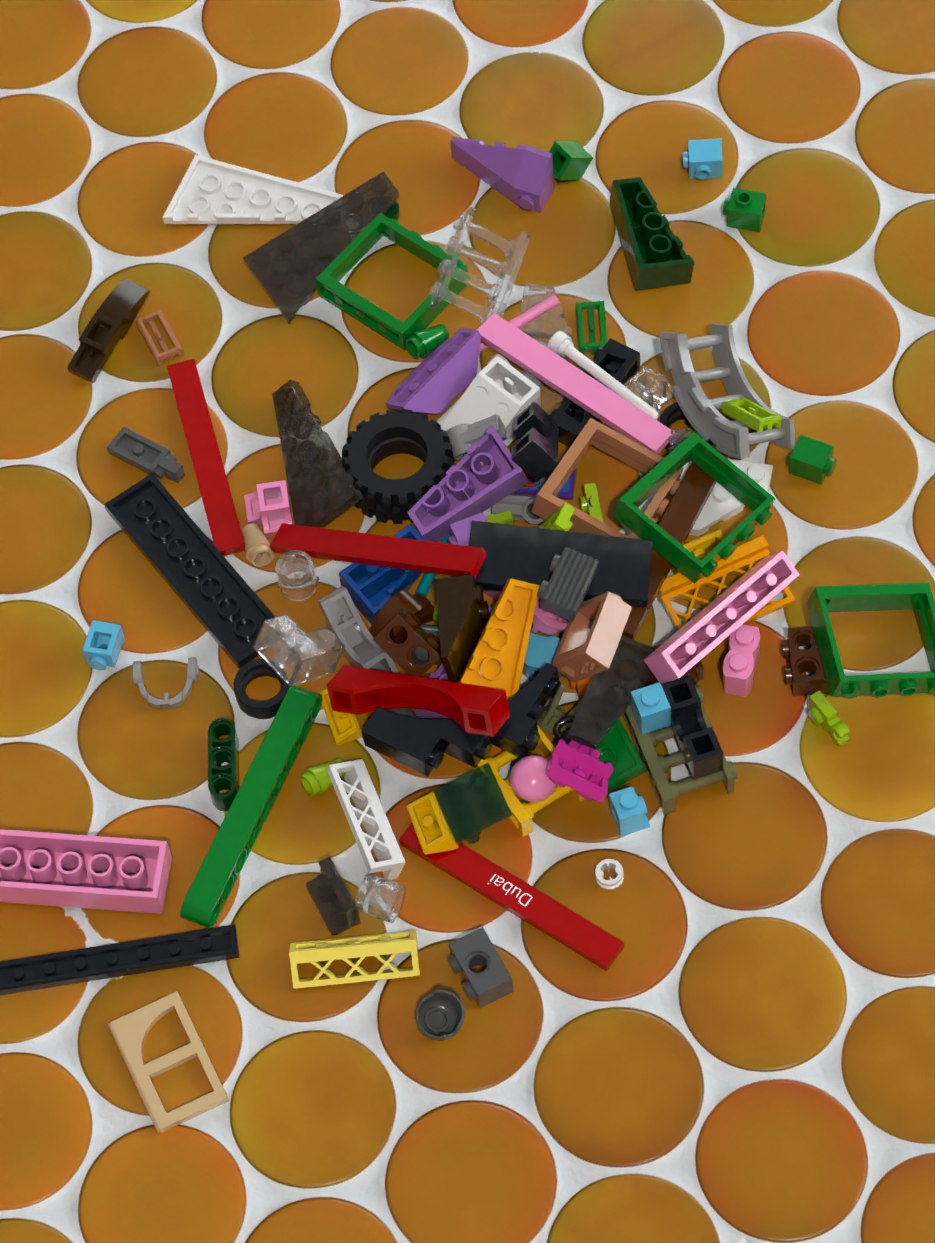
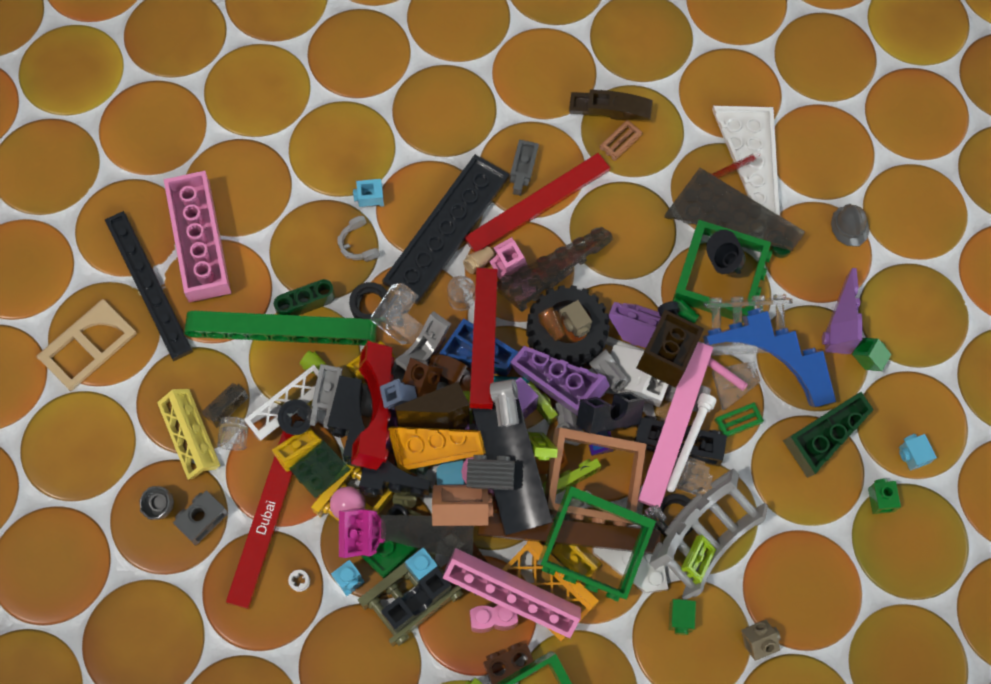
camera: 60 degrees right, 10 degrees up
(259, 216) = (732, 166): none -> red piece
(376, 258) = (725, 252): none -> black piece
(377, 760) = (325, 392): none -> light grey hinge
(388, 129) = (850, 225): none -> dark grey piece
(390, 797) = (297, 427): none -> black gear
(392, 467) = (552, 323): none -> clear orange cone
(401, 438) = (575, 319): none -> dark tan brick
(420, 661) = (396, 393): none -> sand blue brick
(425, 345) = (671, 306): none -> black tile
(478, 532) = (504, 396): none -> light grey piece
(481, 352) = (670, 348): none -> dark brown slope
(554, 228) = (808, 367): none -> blue arch
(870, 386) = (761, 639): none -> dark tan brick

